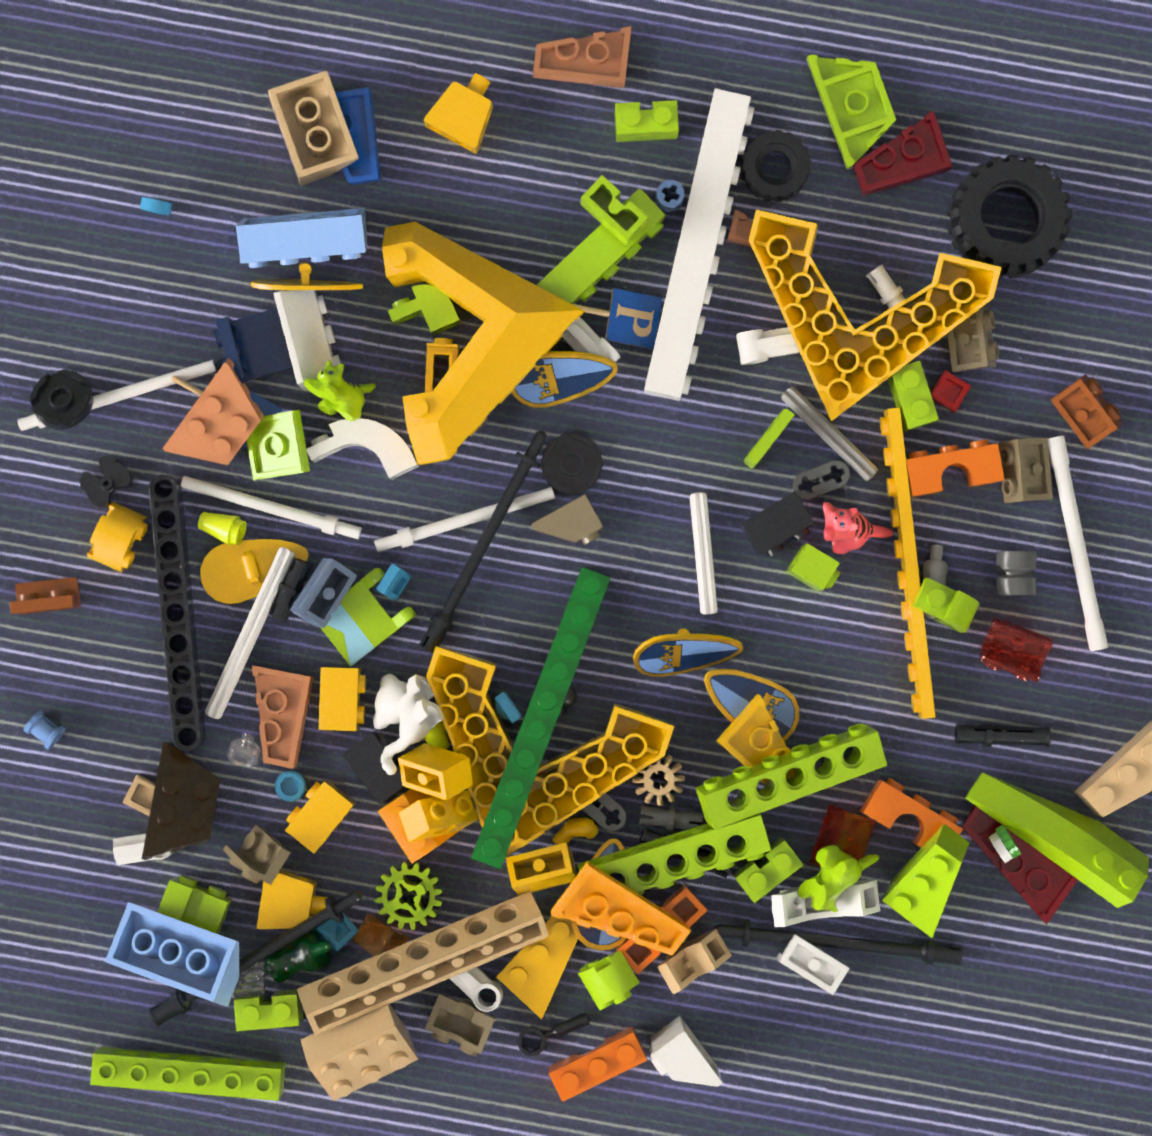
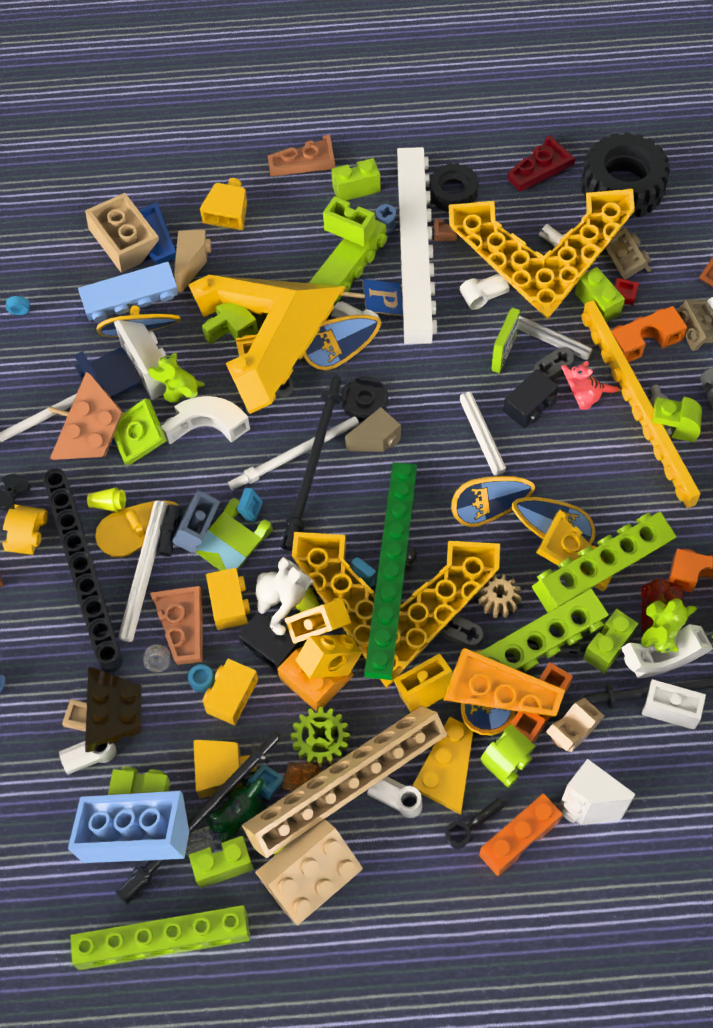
camera: 10 degrees left, 25 degrees down
(259, 856) = (185, 730): dark tan bracket -> none
(328, 524) = (190, 480): white bar -> none
(396, 191) = (190, 256): none -> tan slope
(461, 1023) = (391, 831): dark tan cylinder -> none
(576, 828) = (449, 648): yellow arm -> none
(669, 818) = (511, 625): dark grey pin -> none
(814, 568) = (569, 415): lime brick -> none
(853, 103) = (494, 142): lime wing -> none

